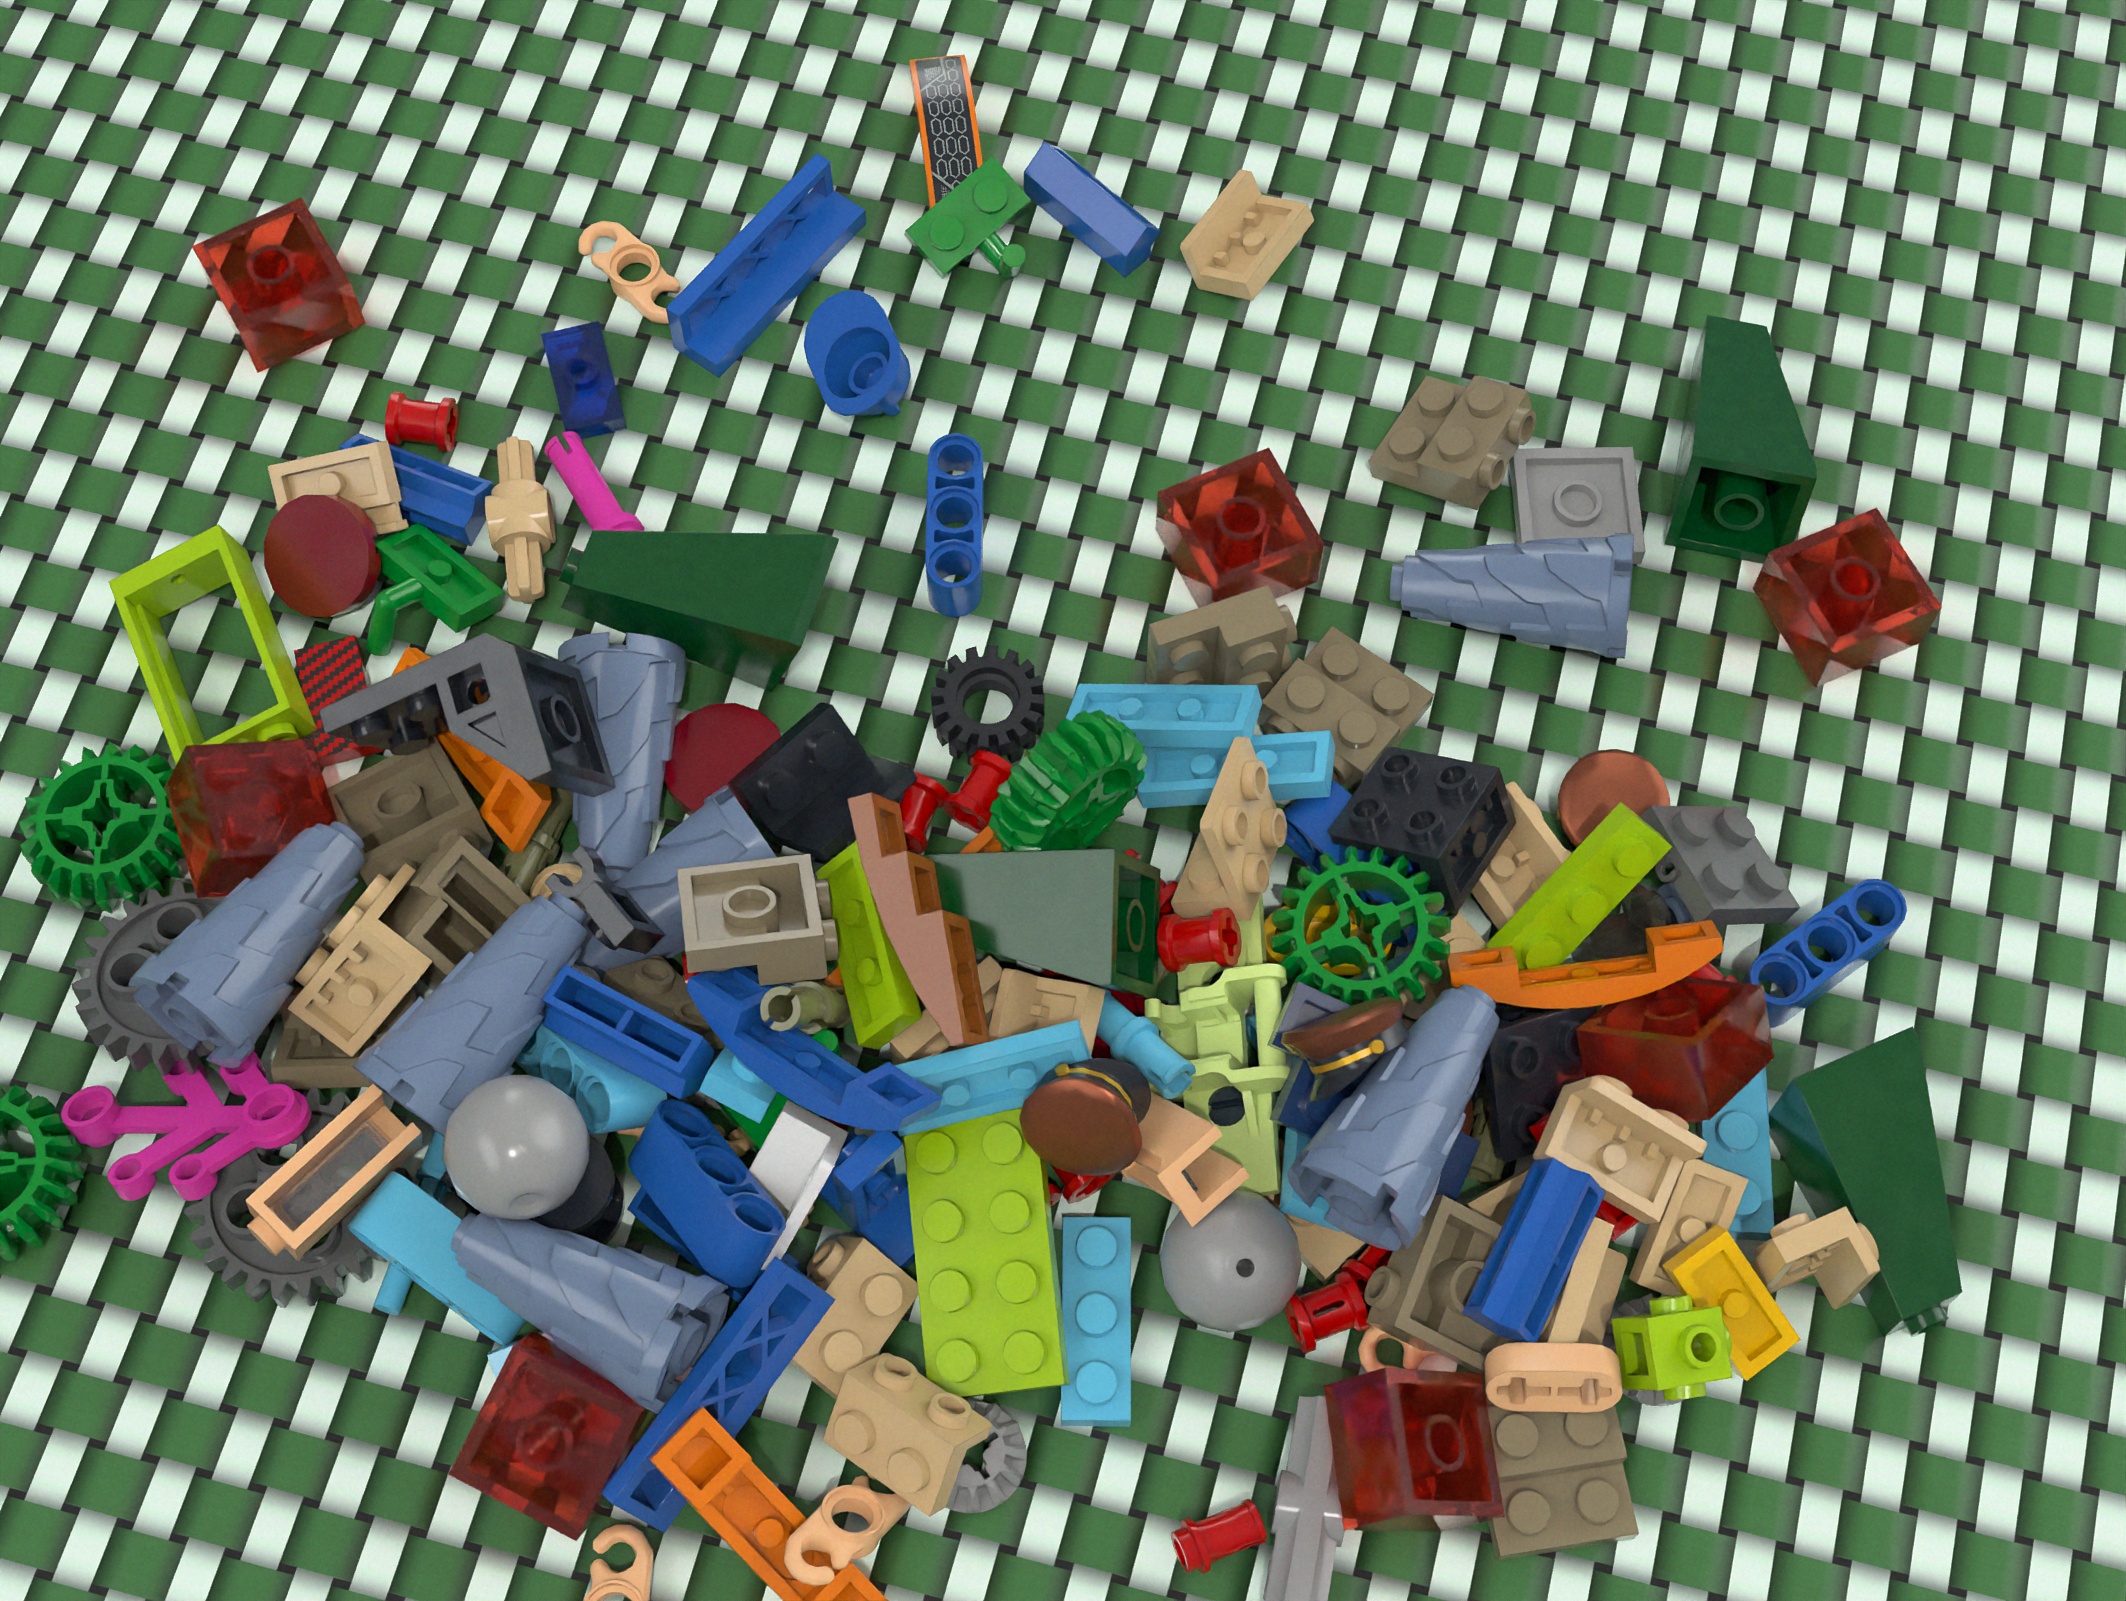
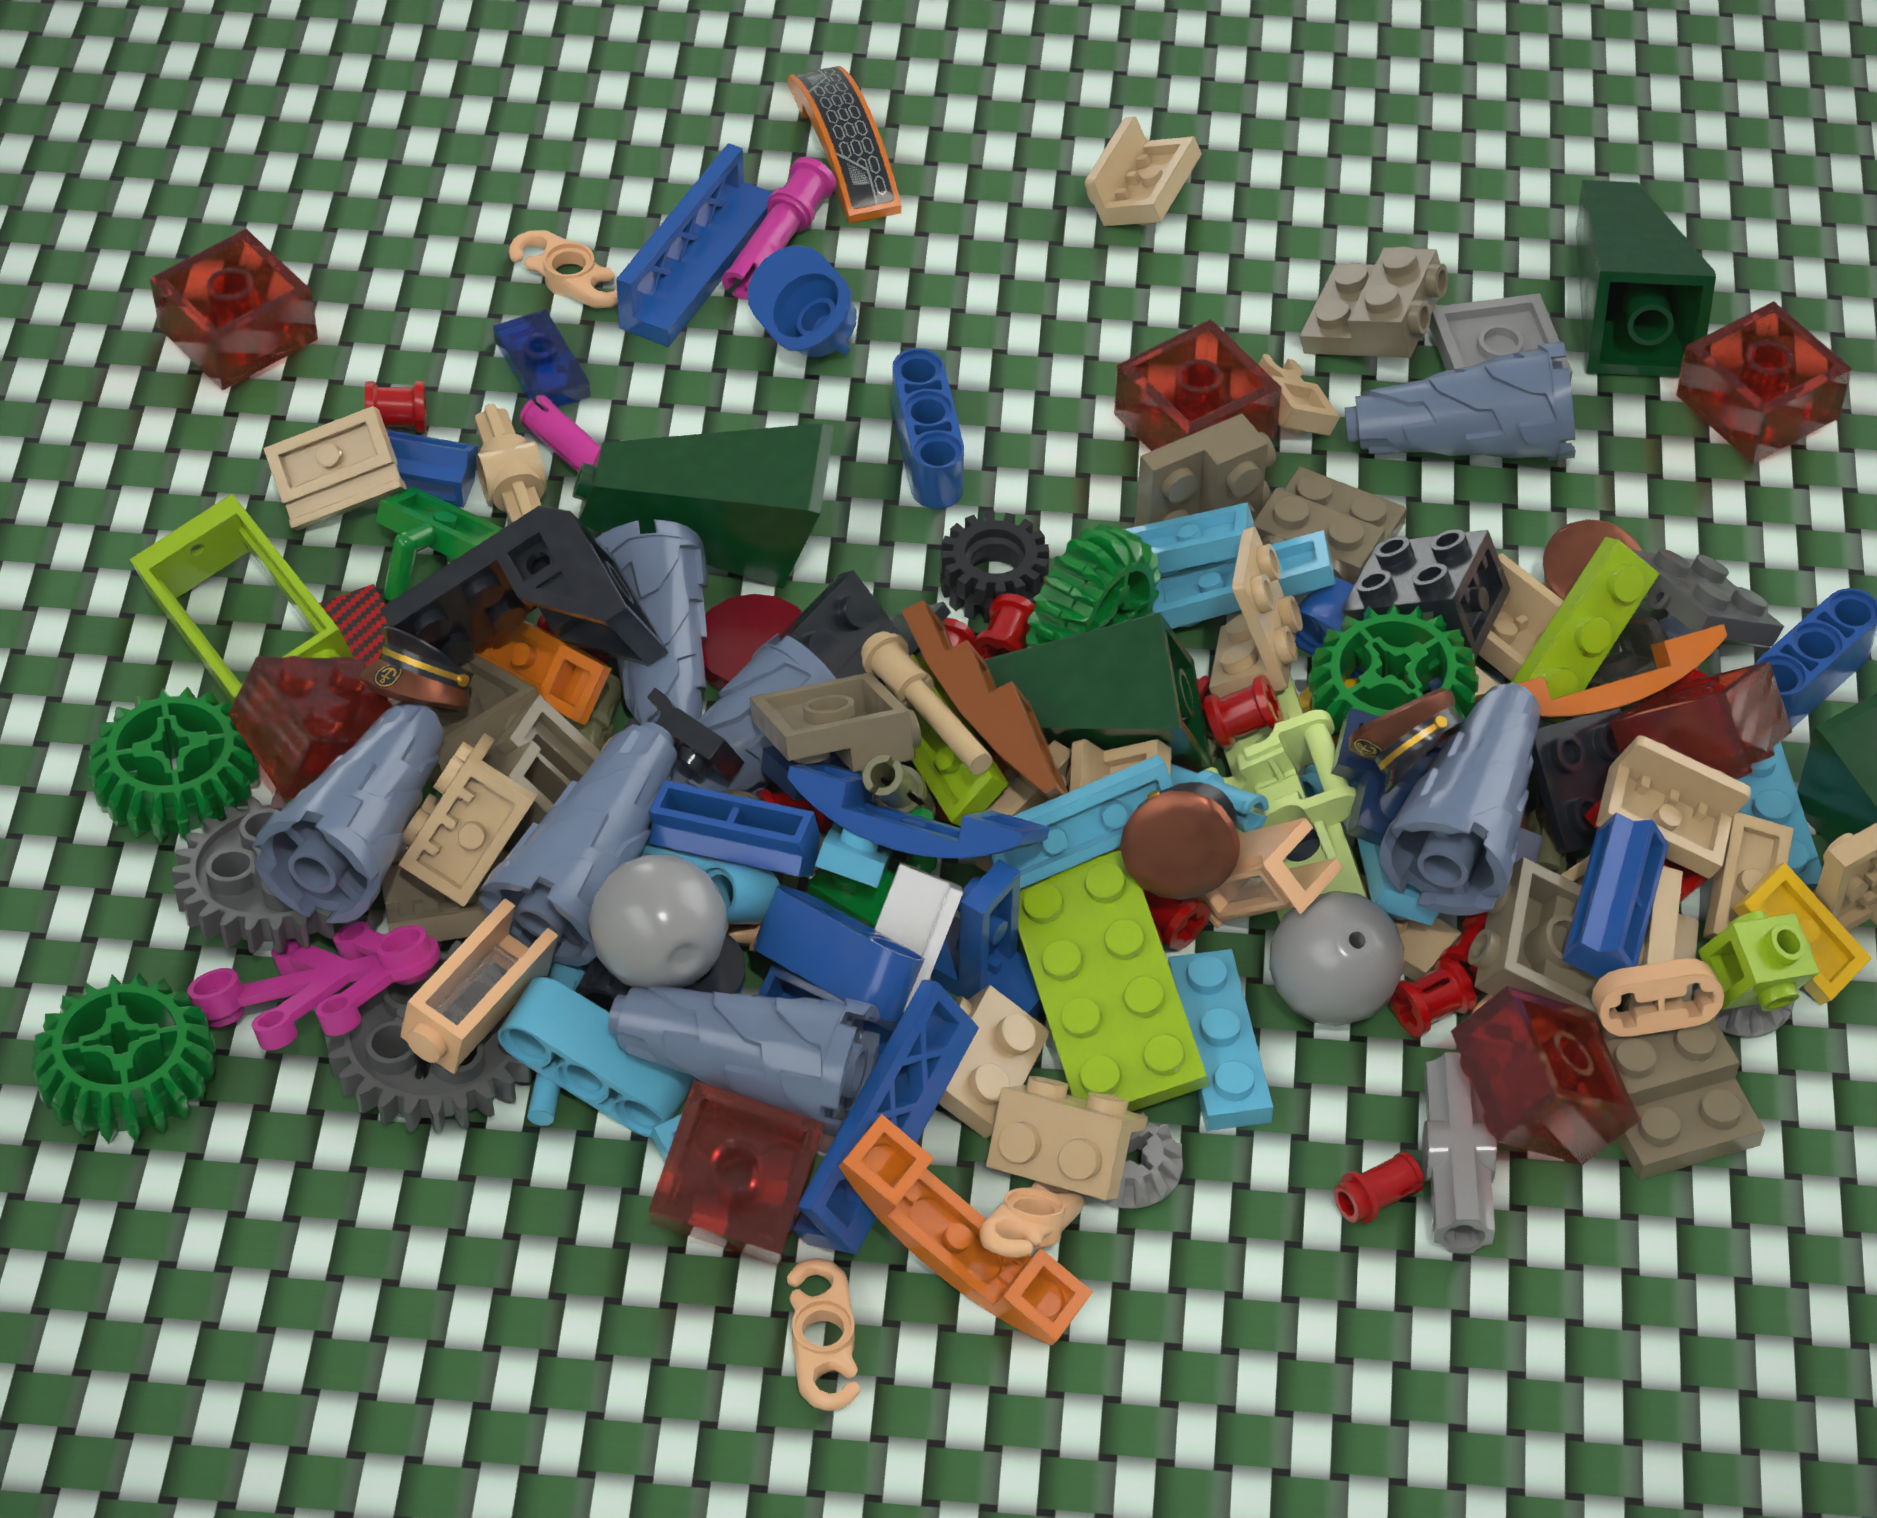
camera: 10 degrees left, 15 degrees down
(321, 555) = (329, 518): dark red tile -> none
(352, 785) = (417, 673): none -> piece
(829, 844) = (889, 660): none -> tan pin
(871, 235) = (789, 211): none -> dark pink pin
(970, 220) = (882, 188): green plate -> none
(1089, 209) = (988, 170): piece -> none
(1350, 546) = (1301, 403): none -> tan plate

